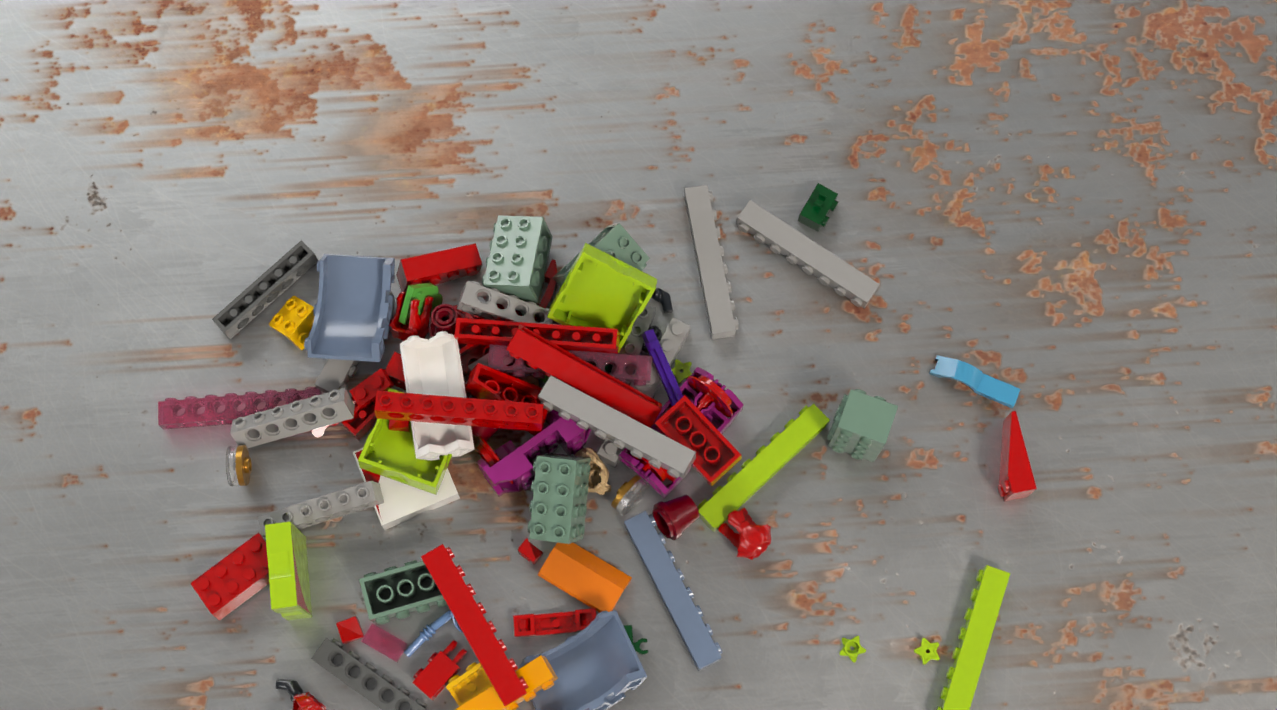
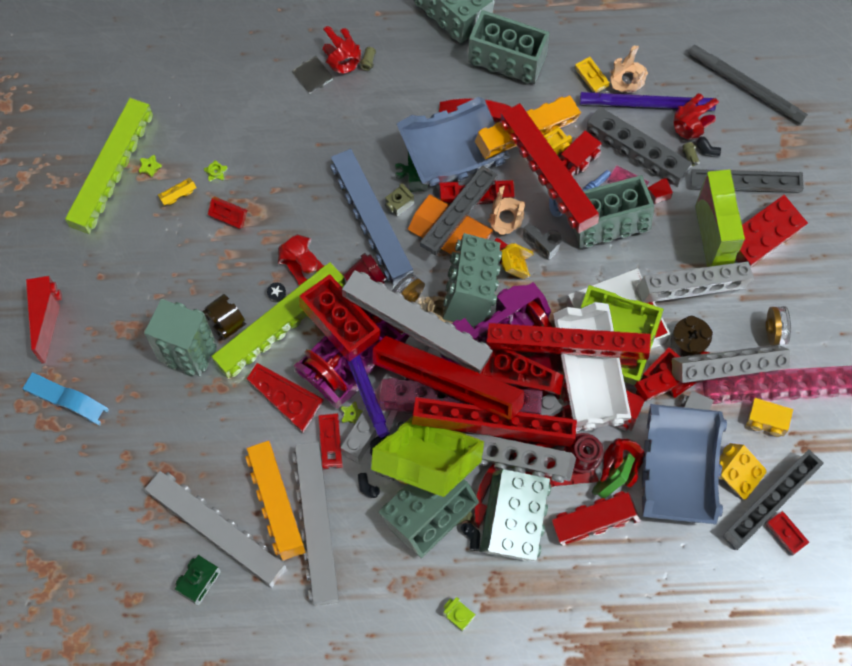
camera: 175 degrees left, 5 degrees down
(250, 645) = (756, 180): none -> dark grey plate
(253, 260) = (787, 533): none -> red plate
(259, 373) = (769, 417): none -> yellow brick
(310, 677) = (690, 153): none -> olive pin
(328, 464) = (691, 328): none -> dark brown brick
(492, 570) = (541, 242): none -> dark grey plate
(513, 532) = (514, 260): none -> yellow bracket
(522, 578) = (506, 204): none -> light nougat piece
(557, 254) = (473, 534): none -> black arm
(572, 185) = (458, 613): none -> lime bracket
(574, 591) = (458, 210): none -> dark grey plate
(641, 618) = (399, 206): none -> olive brick
(701, 342) = (330, 440): none -> red plate
(751, 277) = (275, 500): none -> light orange brick
(751, 387) = (289, 398): none -> red wing
(770, 501) = (276, 292): none -> black tile
(821, 463) = (224, 316): none -> dark brown brick
(832, 591) = (227, 212): none -> red plate
(892, 616) = (181, 189): none -> yellow plate

